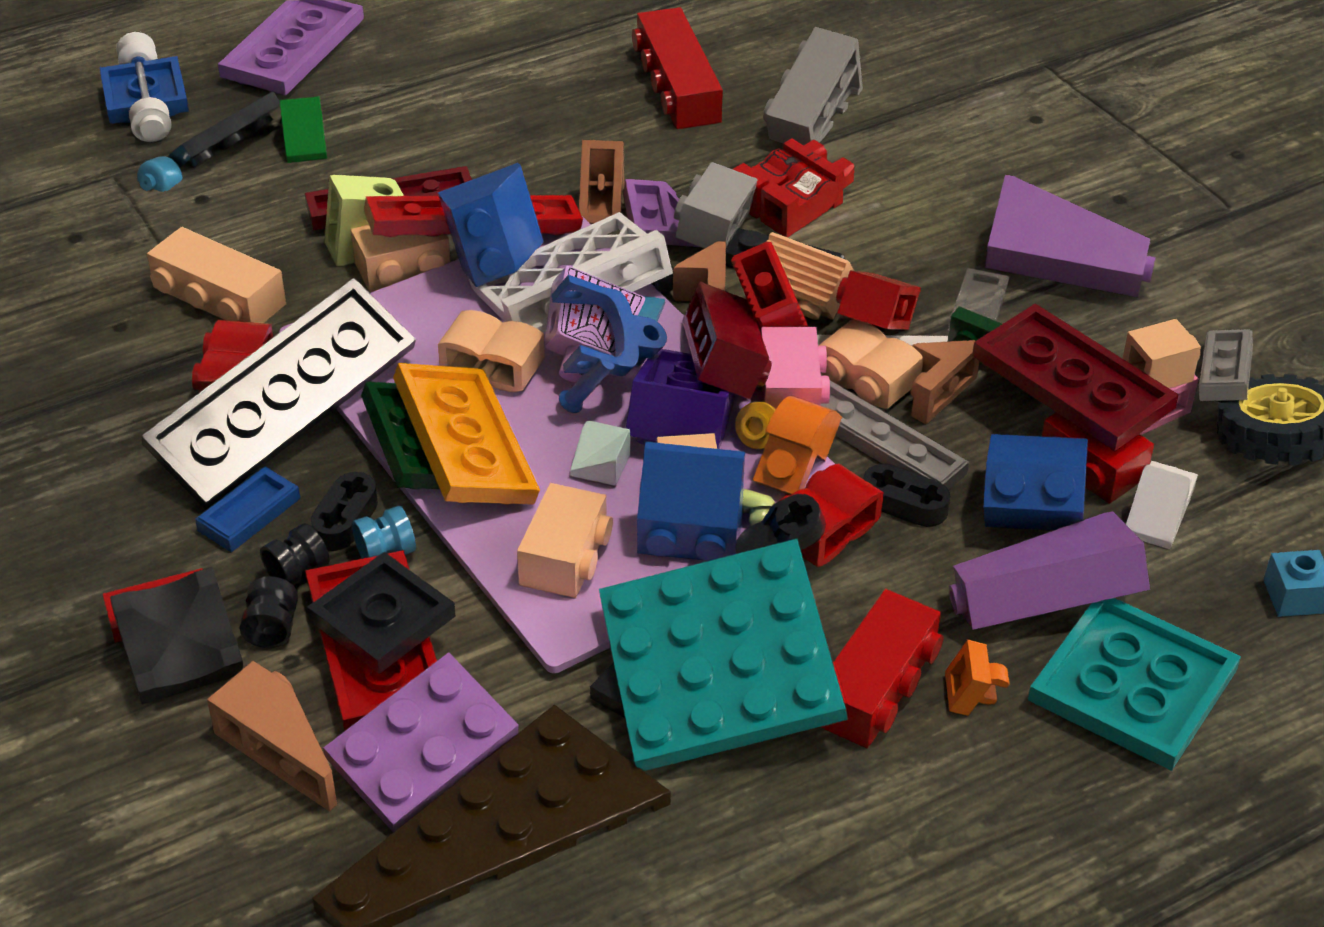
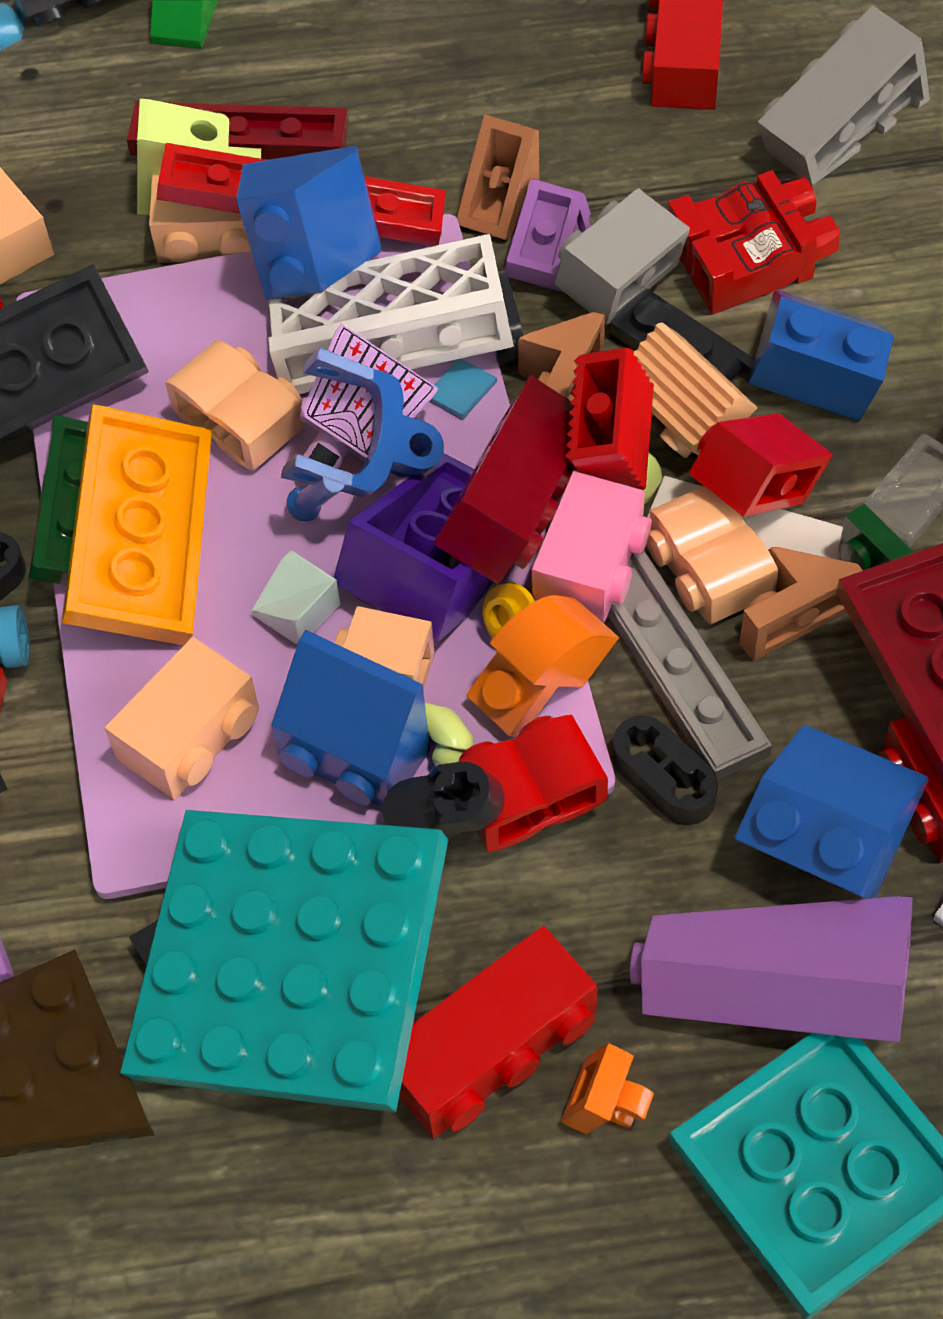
camera: 25 degrees right, 15 degrees up
(880, 235) = (821, 355): none -> blue slope

